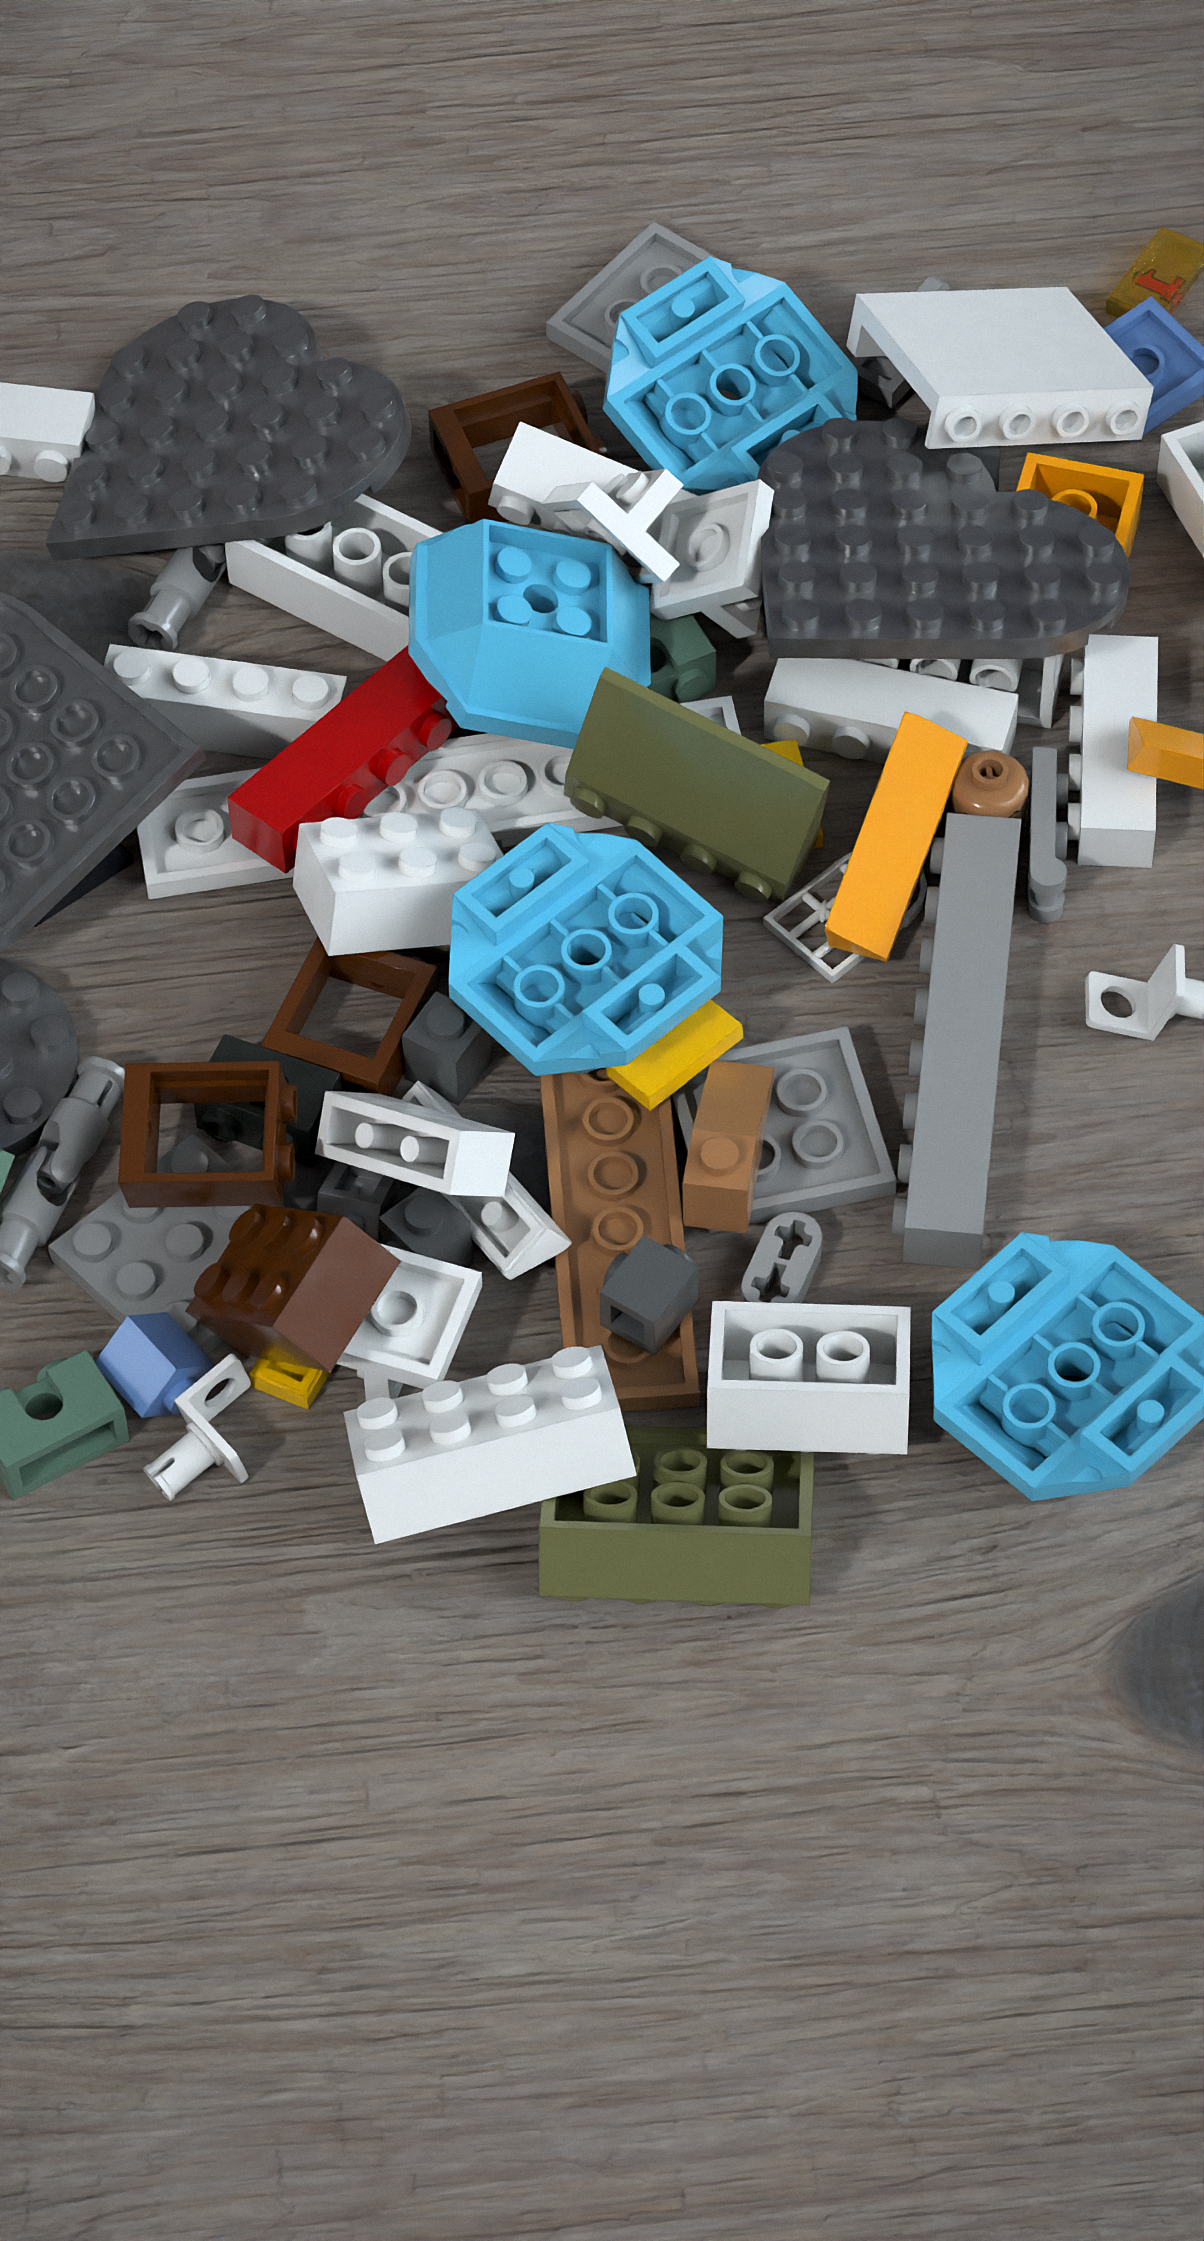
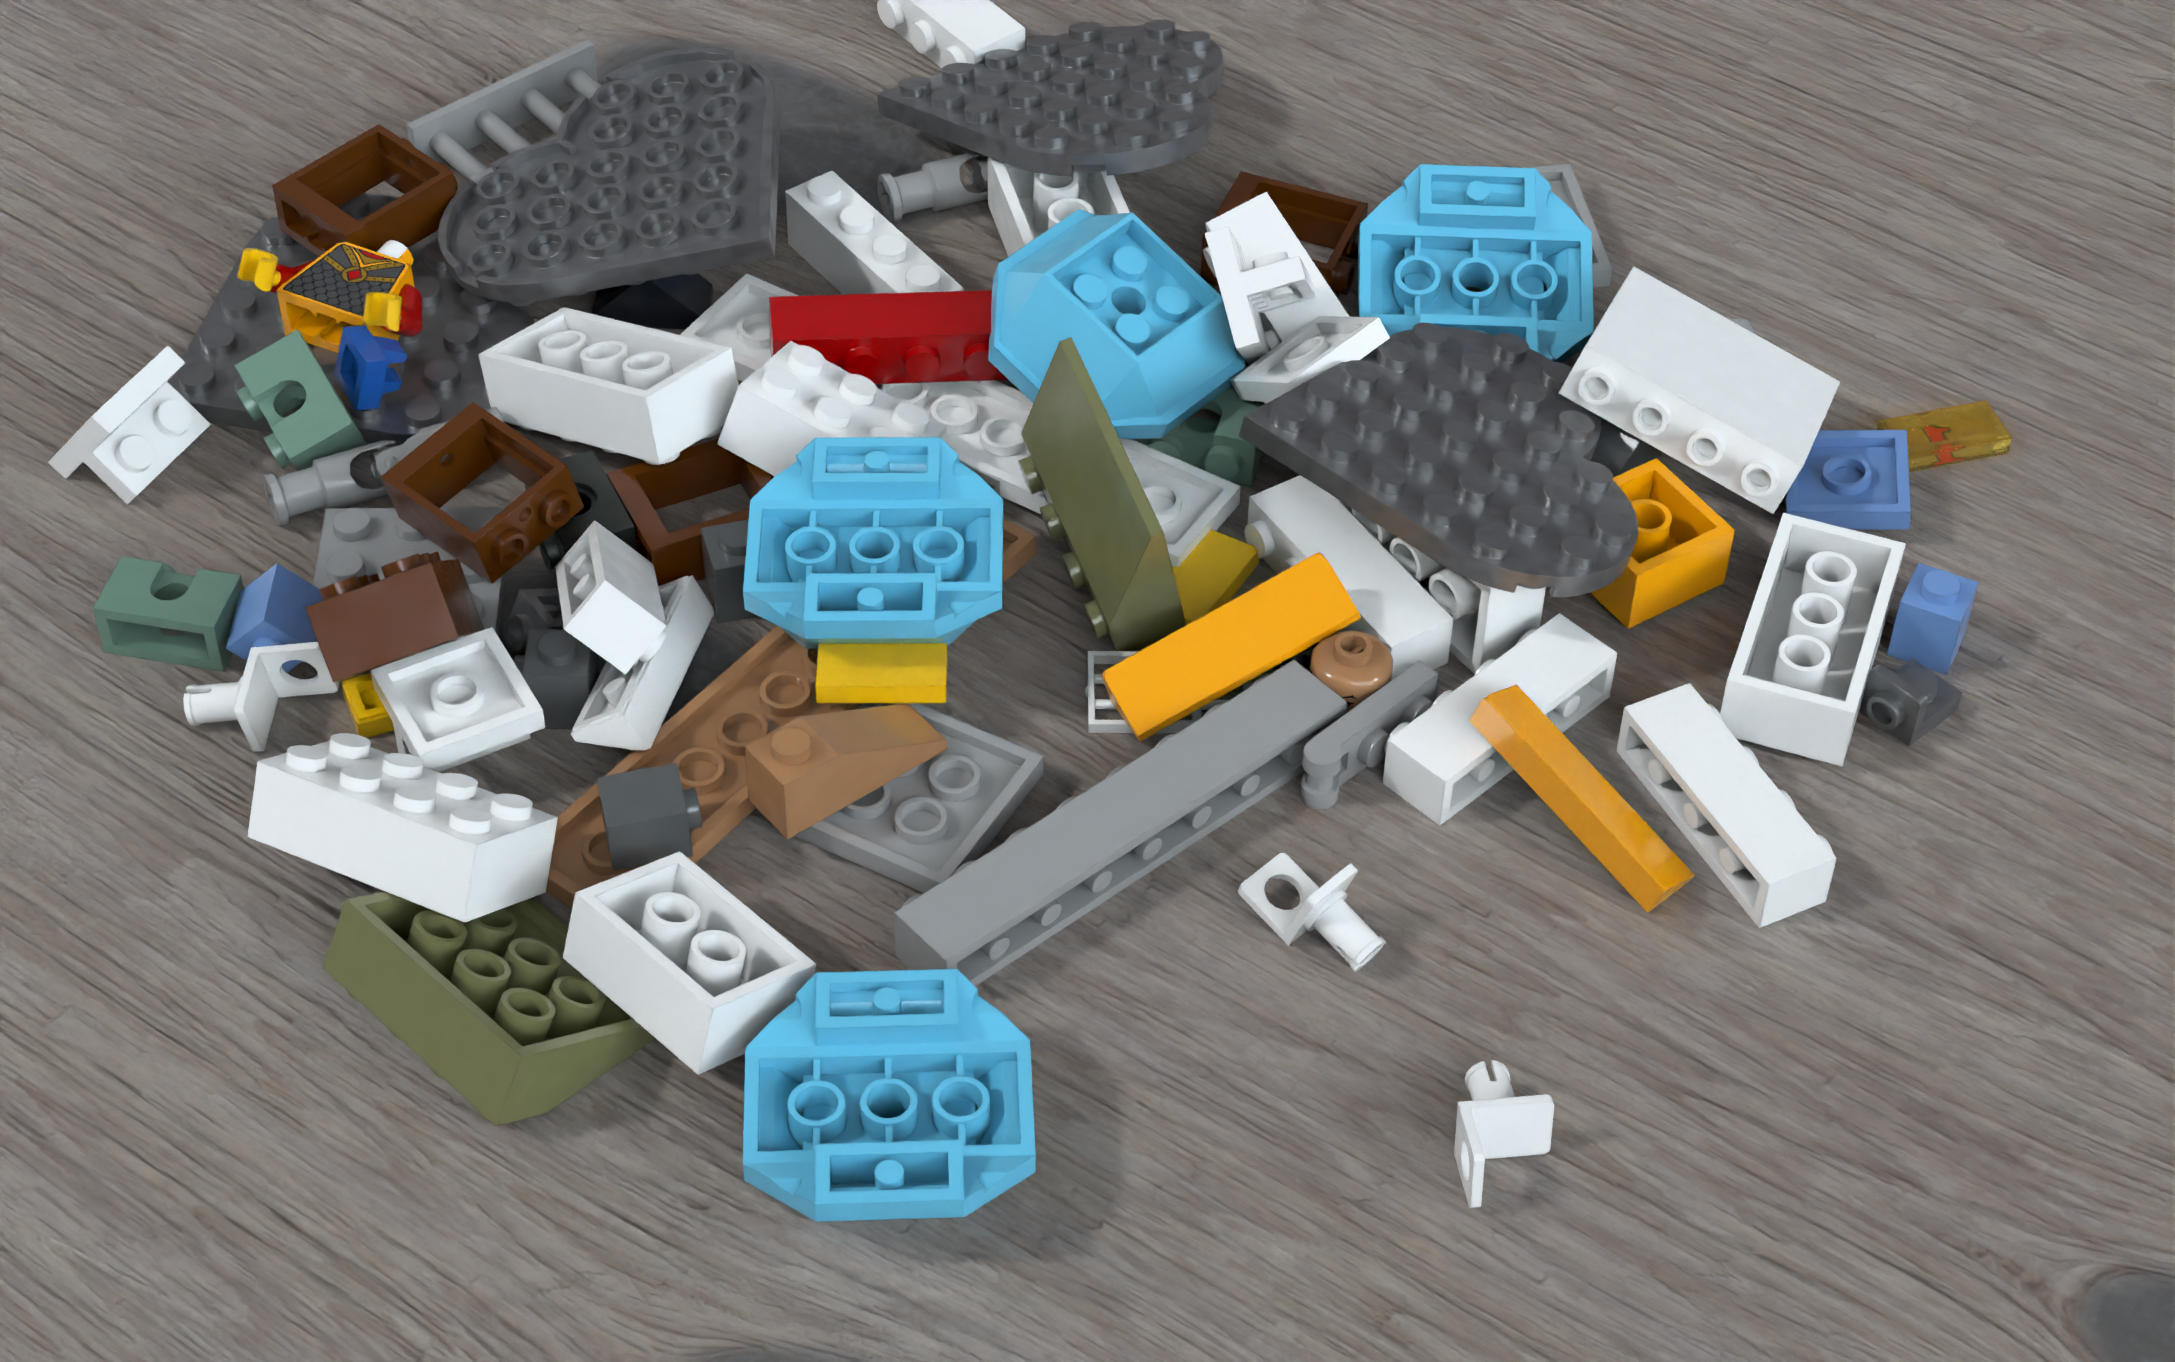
camera: 40 degrees right, 10 degrees down
(181, 966) = (611, 384): none -> white brick
(768, 1262) = (793, 889): light grey beam -> none

